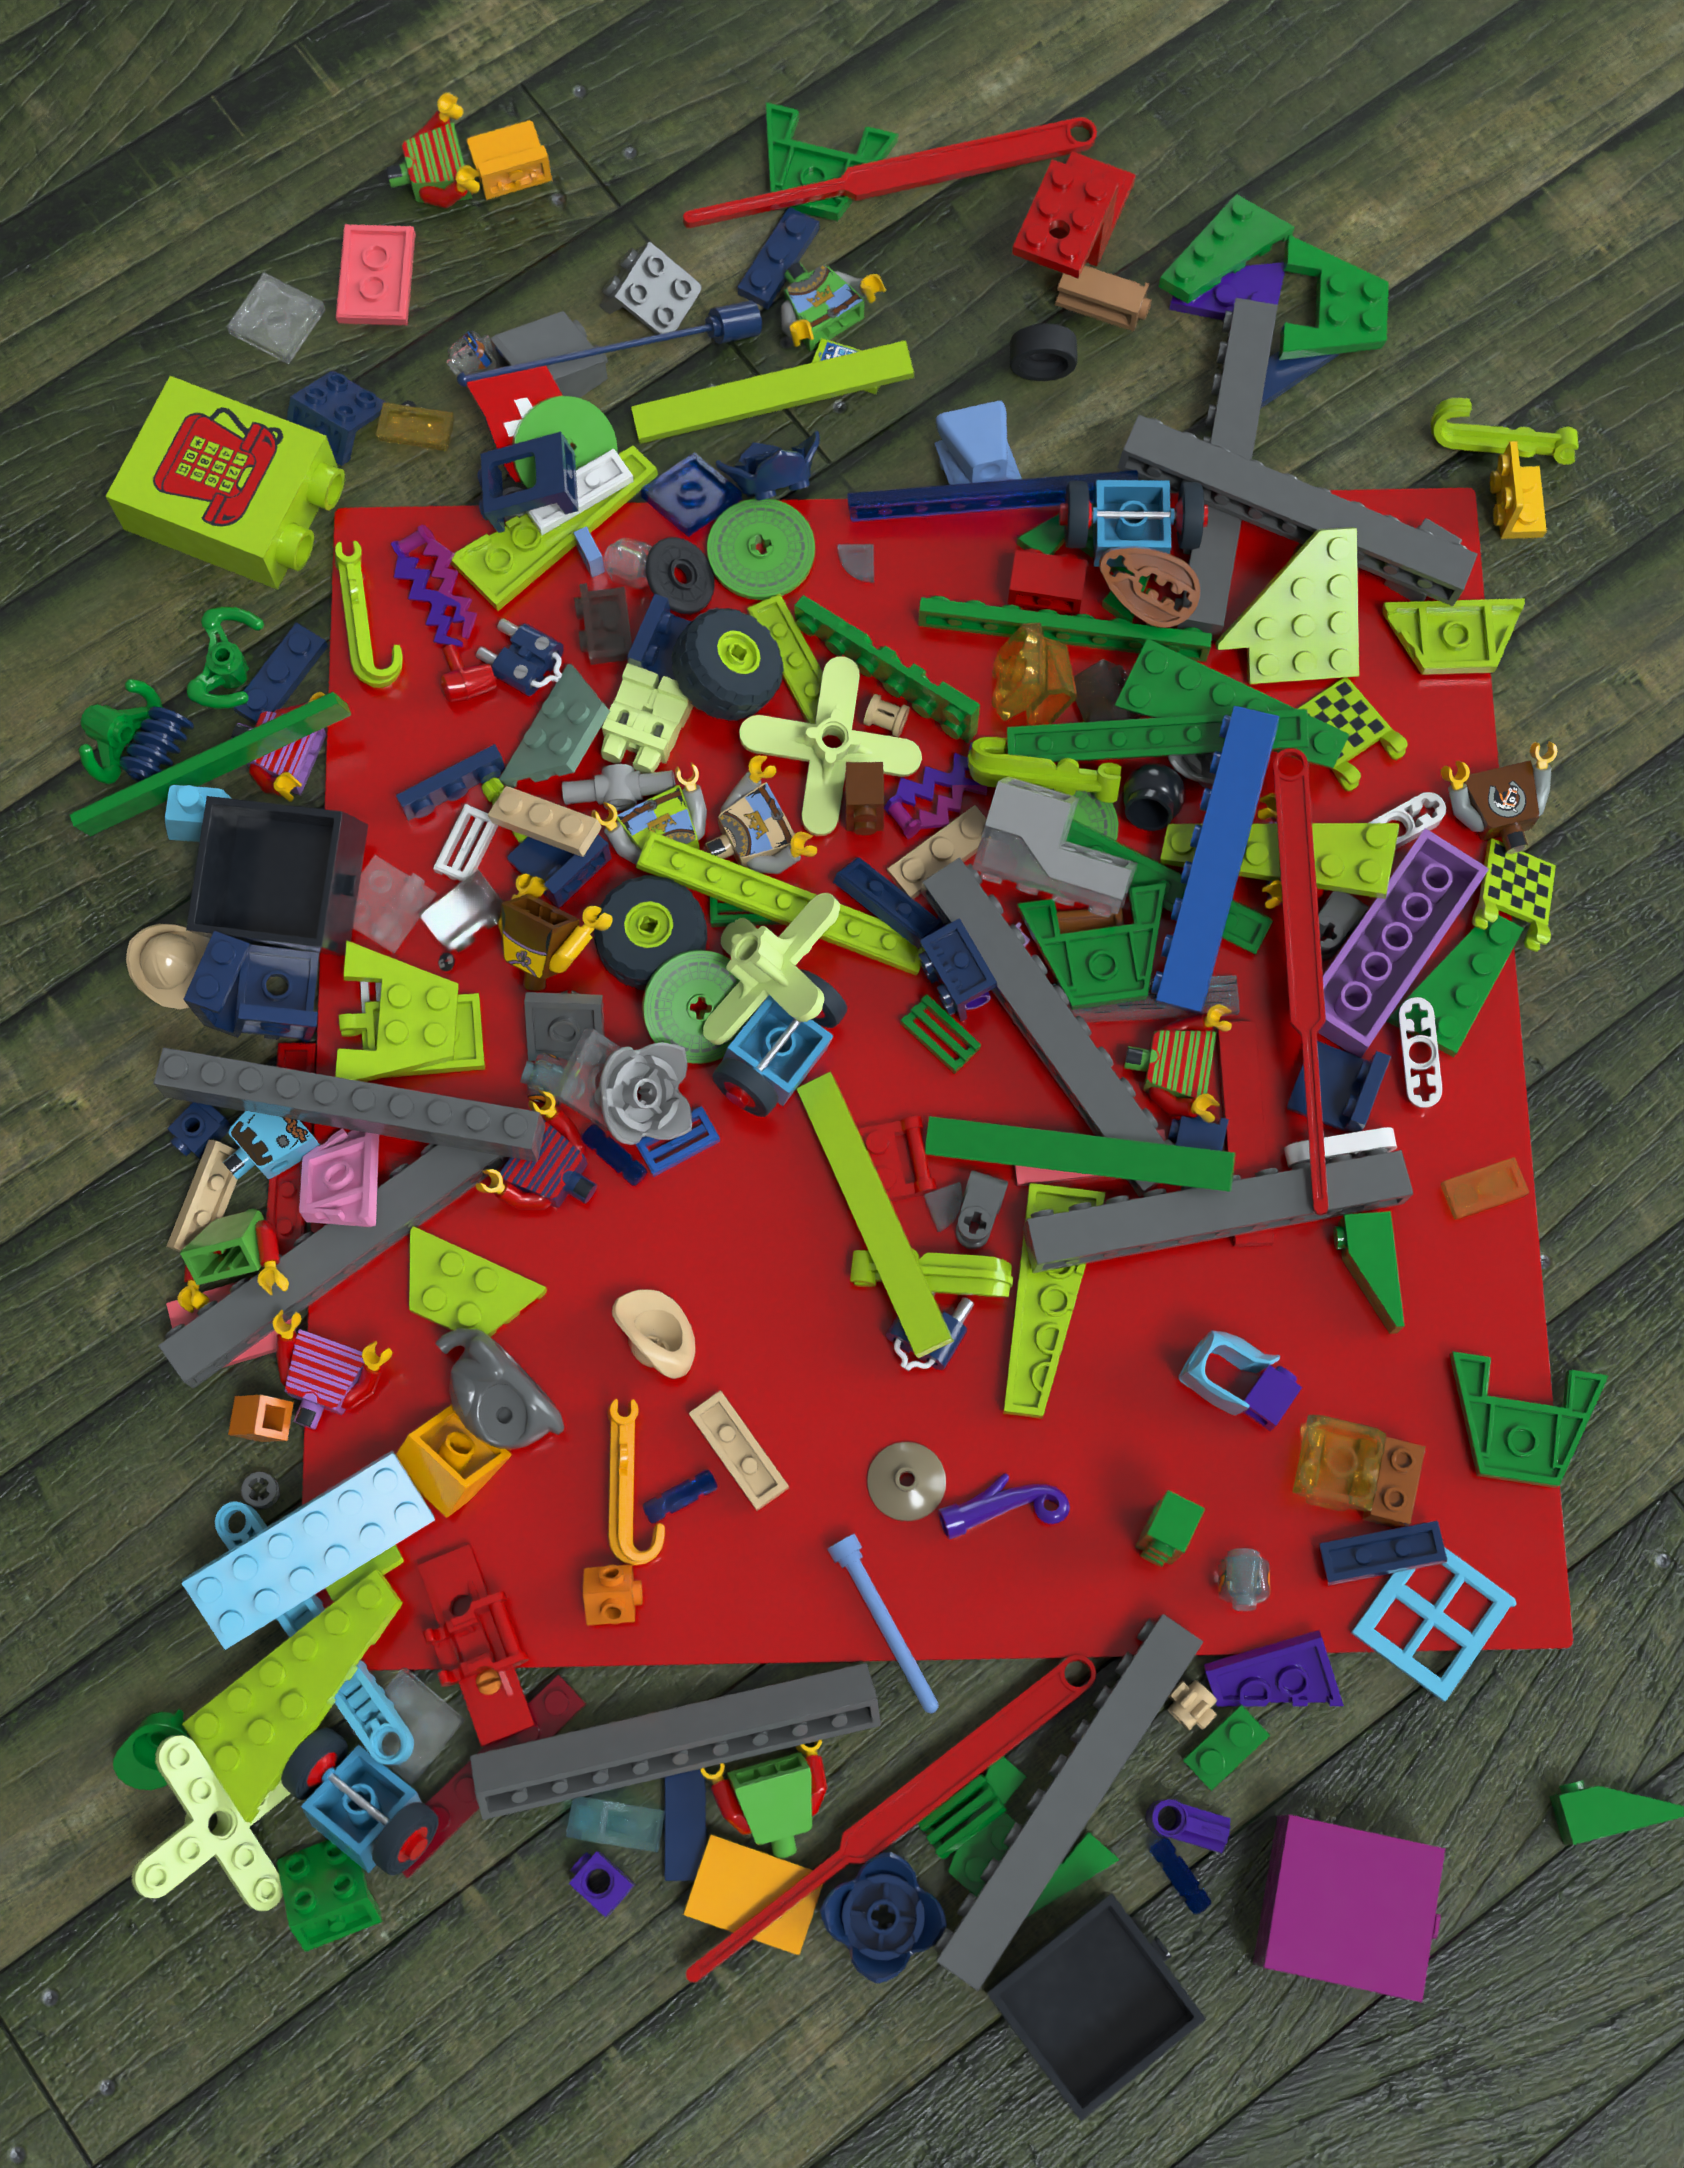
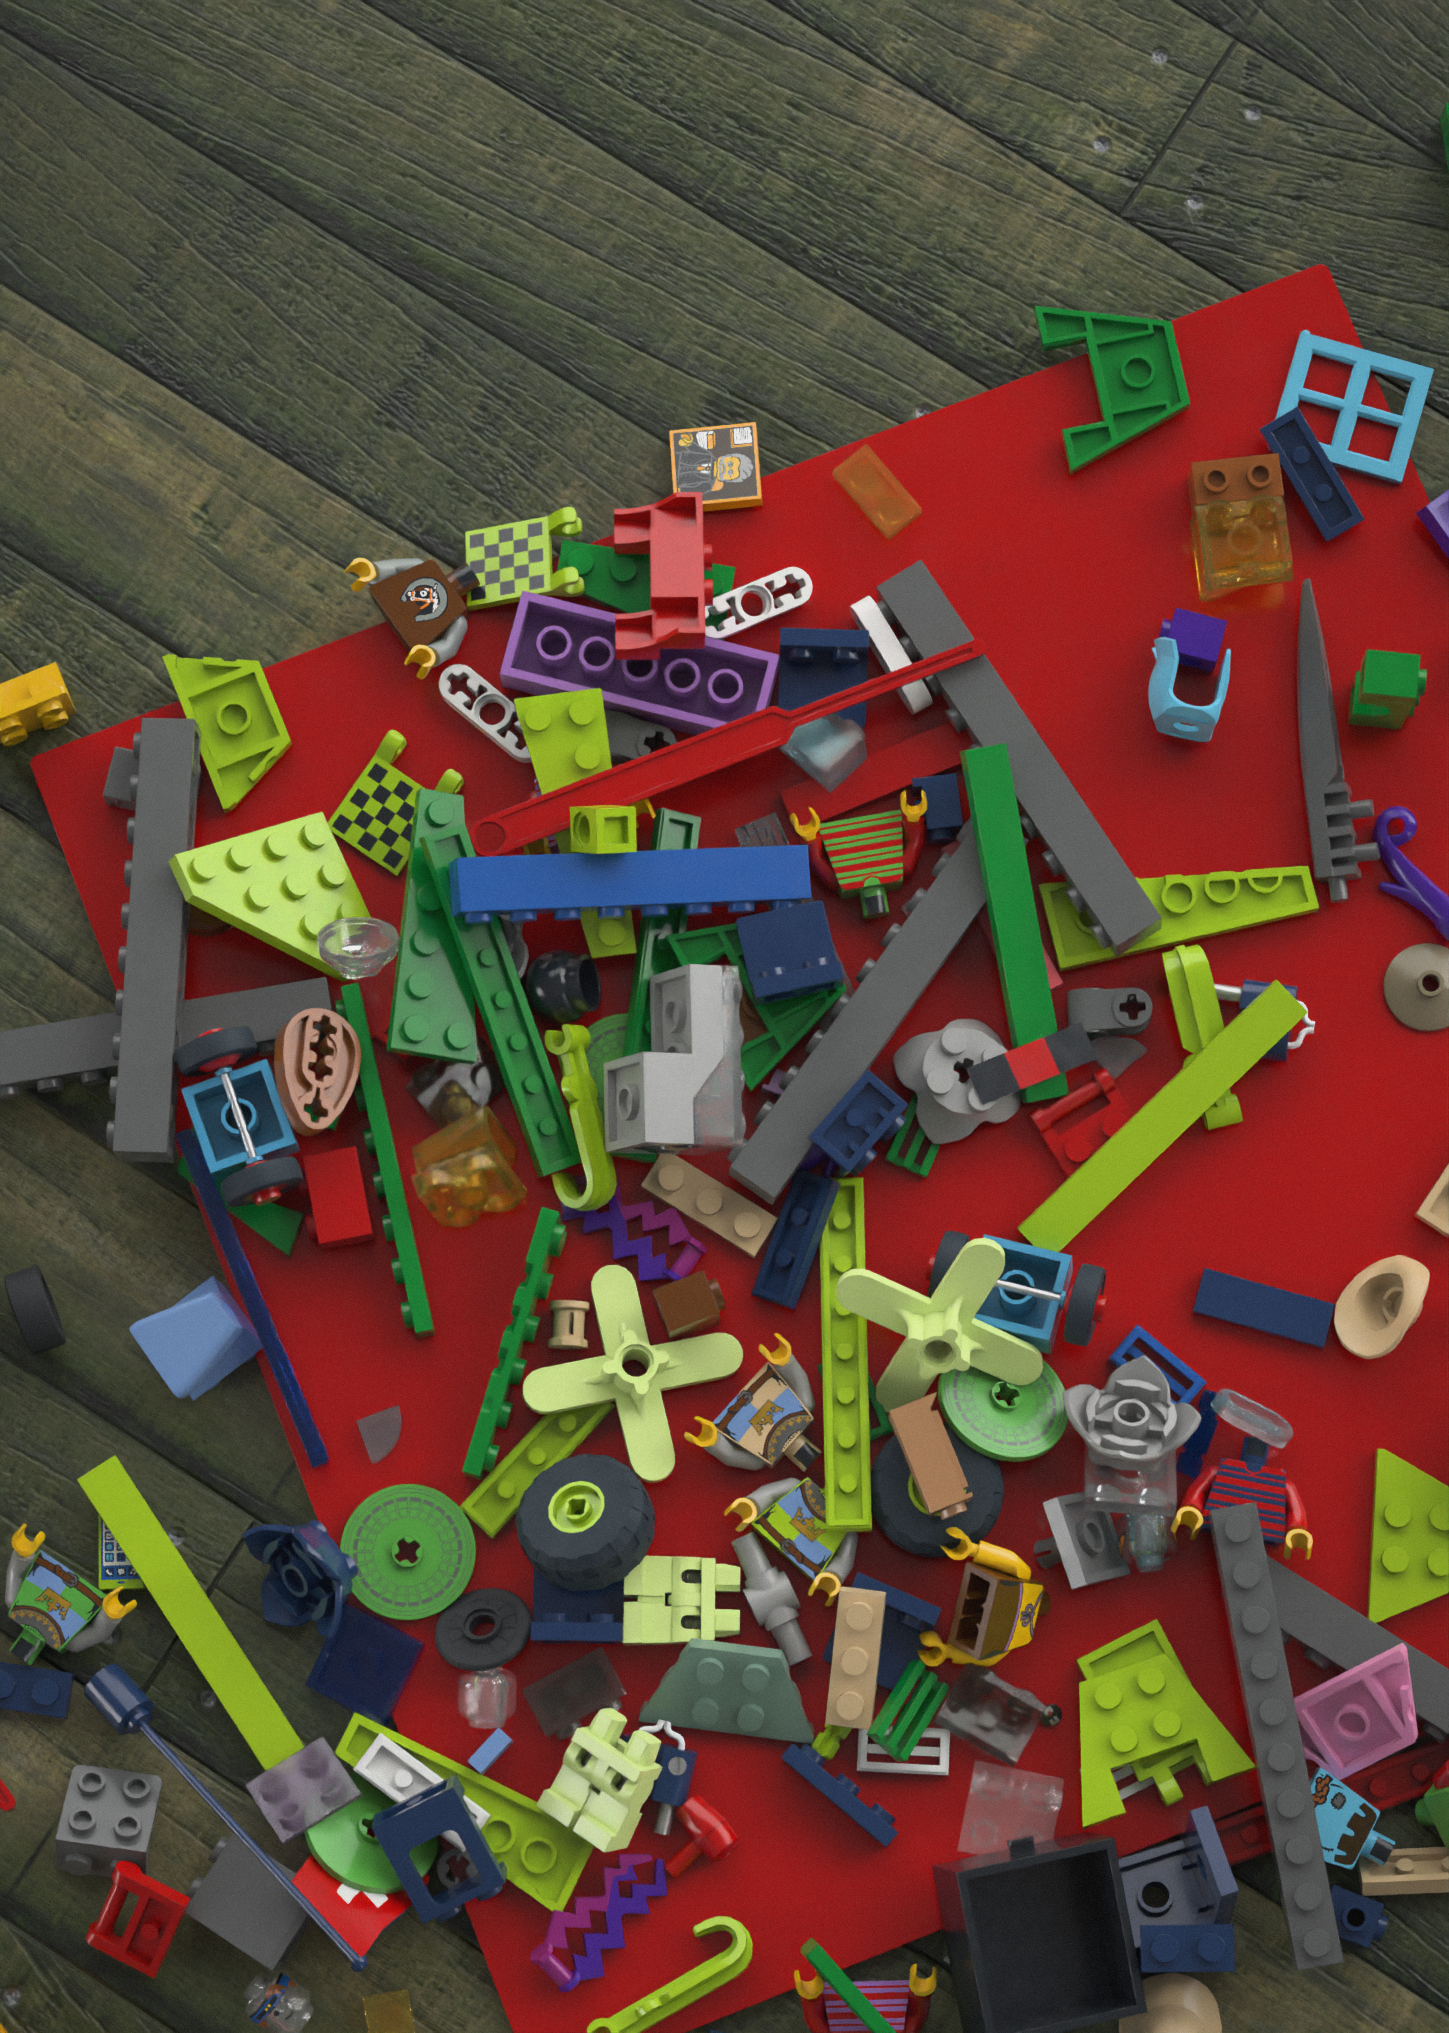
camera: 110 degrees left, 5 degrees up
(480, 858) = (913, 1716): none -> green tile
(528, 611) = (604, 1781): none -> yellowish green hips
(564, 289) = (150, 1926): none -> red plate
(607, 1193) = (1252, 1418): none -> clear light blue tile
(614, 414) = (303, 1790): none -> clear purple hinge
(670, 920) = (931, 1457): none -> medium nougat window
(693, 1242) = (1263, 1308): none -> dark blue tile
(952, 1096) = (945, 1105): none -> light grey brick
(957, 1123) = (1031, 1063): none -> black sticker
(1116, 965) = (789, 953): none -> dark blue bracket
(1125, 1465) = (1326, 795): none -> dark grey piece
(1244, 1579) = (1394, 604): clear light blue head -> none
(1245, 647) = (358, 946): none -> clear piece
(1265, 842) = (603, 829): none -> lime brick
(1276, 1065) = (827, 749): none -> clear light blue slope
(1371, 1259) = (999, 585): green slope -> none
(1461, 986) = (678, 592): none -> bracket
(1547, 1072) = (719, 464): none -> tile

